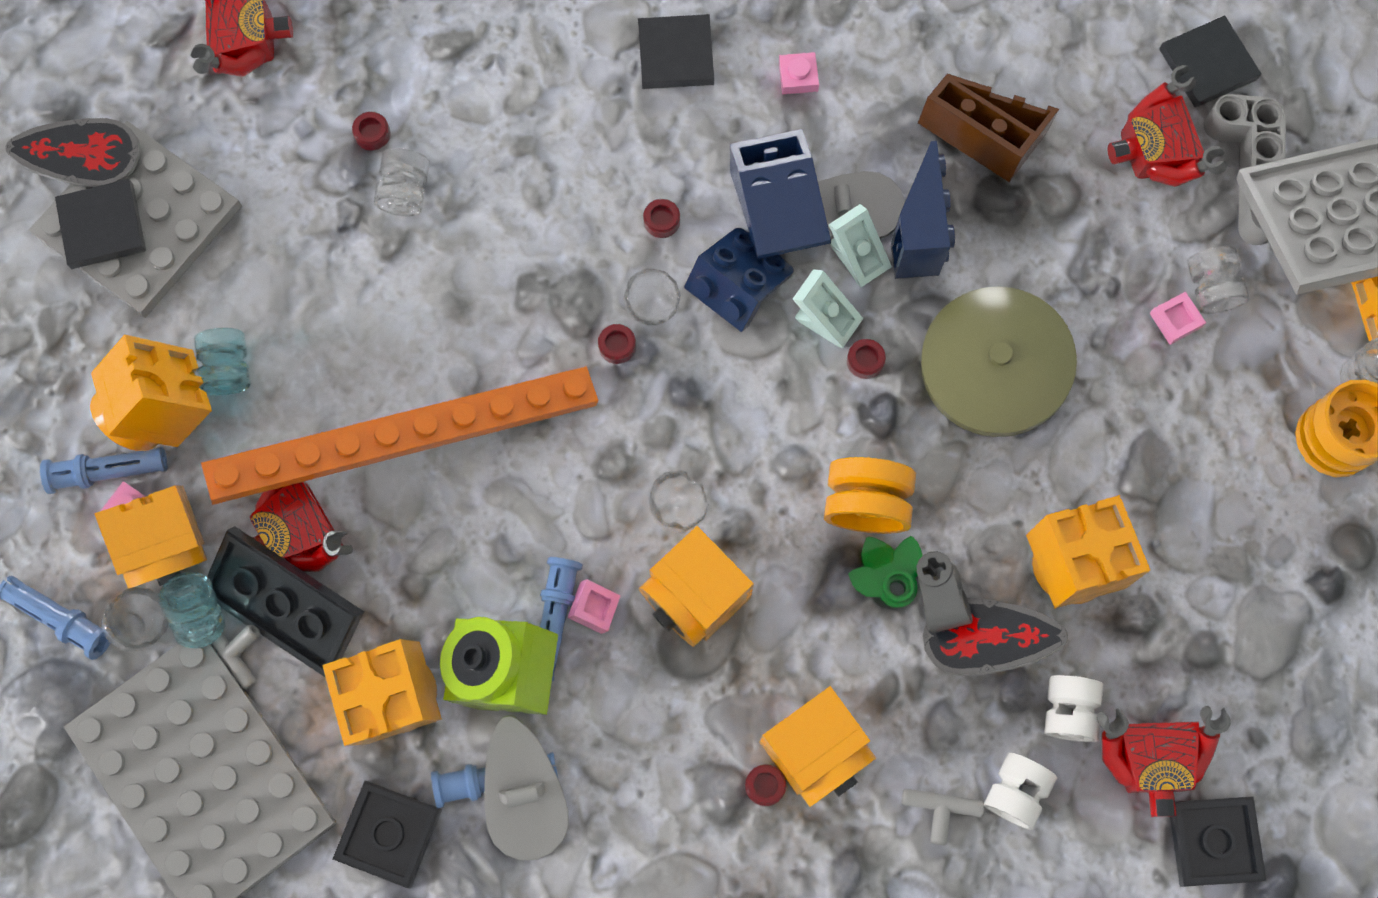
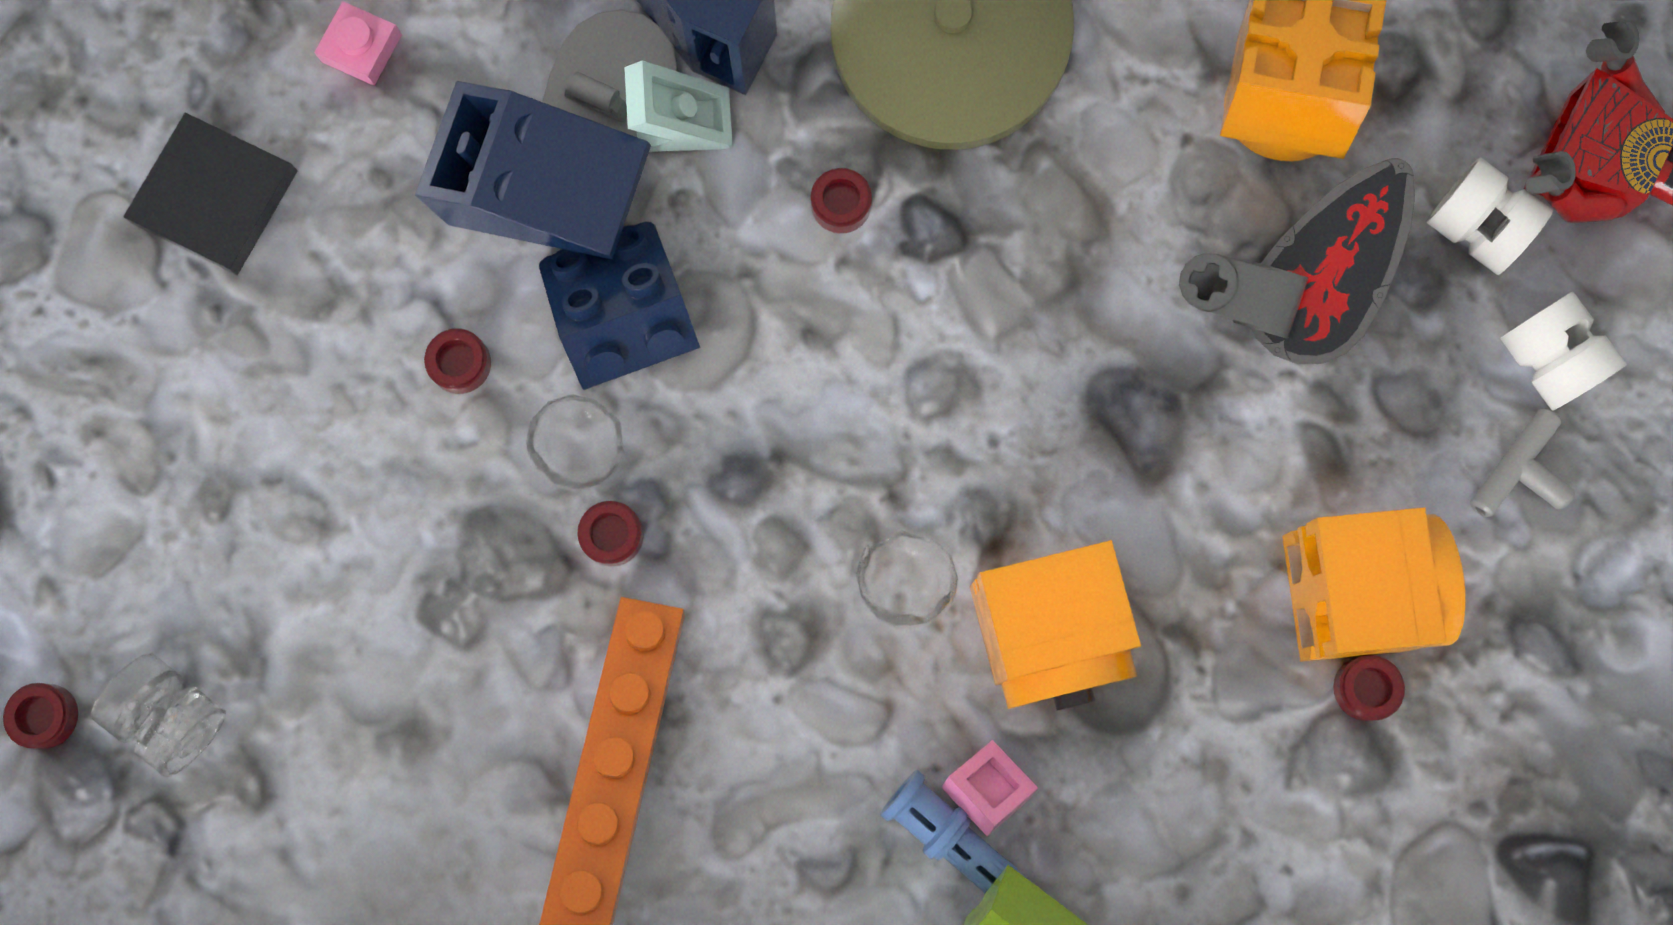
camera: 60 degrees left, 5 degrees up
(826, 309) = (742, 210): light aqua slope -> none
(870, 495) = (1049, 302): light orange wheel -> none
(886, 566) = (1153, 346): green plate -> none

